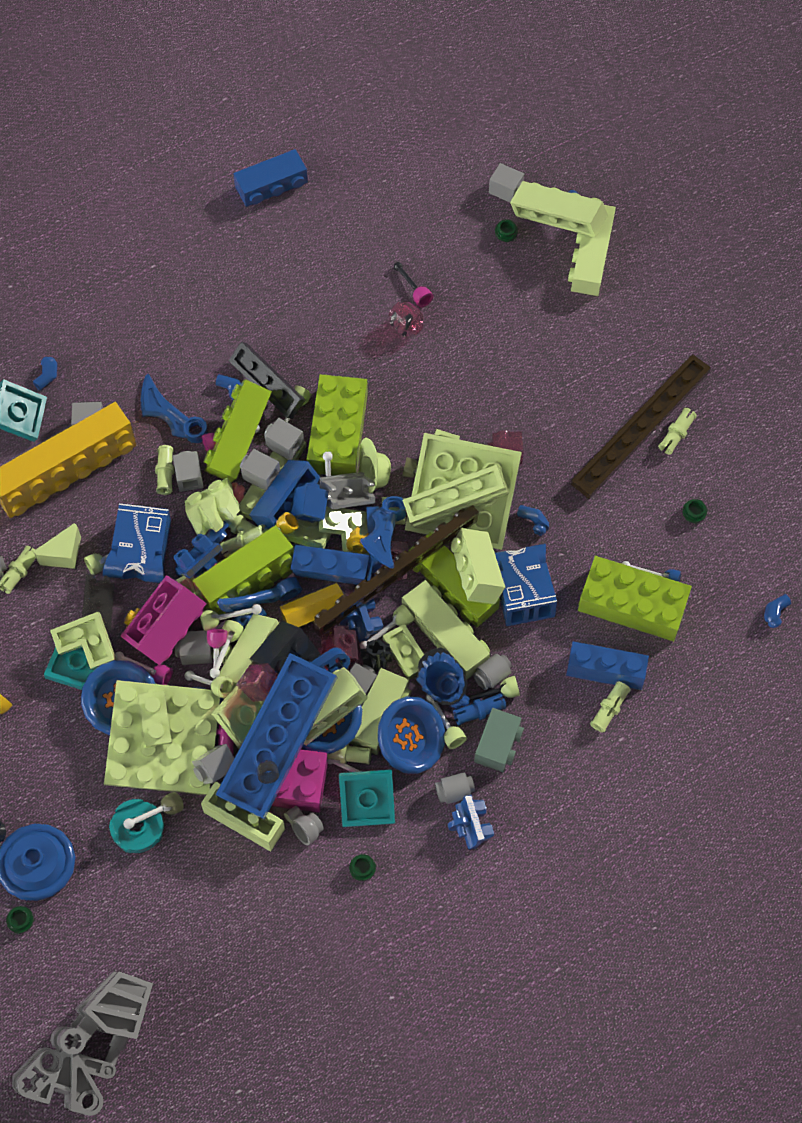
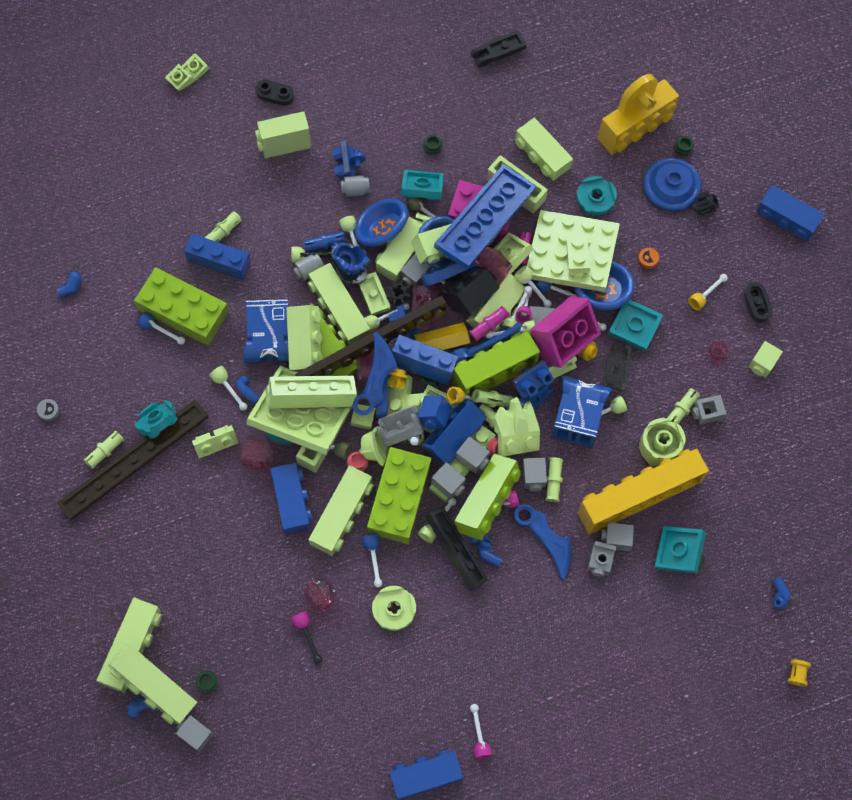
camera: 175 degrees left, 5 degrees up
(40, 518) = (665, 432): none -> yellowish green brick
(49, 373) = (651, 592): blue arm -> none
(61, 549) = (644, 415): yellowish green slope -> none
(64, 753) = (648, 258): none -> orange tile
(84, 936) = (640, 111): none -> yellow brick
(86, 633) = (625, 332): yellowish green plate -> none
(106, 390) = (603, 550): none -> light grey brick
(111, 1008) = (622, 57): light grey piece -> none
(170, 805) = (570, 204): hinge -> none
(213, 764) = (535, 218): light grey brick -> none
(213, 879) = (543, 149): none -> yellowish green brick
(217, 208) = (482, 749): none -> hinge
(257, 615) = (489, 323): none -> dark pink pin
(263, 775) = (496, 187): clear smoke hinge -> none
(287, 1032) = (499, 48): none -> black hinge
(305, 827) = (470, 174): light grey piece -> none
(329, 331) = (401, 598): none -> yellowish green plate
(359, 373) = (371, 543): none -> hinge
(395, 458) = (357, 461): none -> coral plate
(399, 403) = (341, 510): none -> yellowish green brick
(457, 406) = (291, 498): none -> blue brick
(498, 740) = (314, 215): sand green brick -> none
(548, 462) = (223, 439): none -> yellowish green hinge
(561, 834) = (283, 135): none -> yellowish green brick
(569, 528) = (220, 376): none -> hinge
(590, 914) = (274, 91): none -> black plate
(616, 464) = (156, 418): none -> teal plate
(694, 511) = (110, 377): dark green plate -> none
(715, 923) = (188, 73): none -> yellowish green slope
(753, 466) = (48, 410): none -> light grey tile

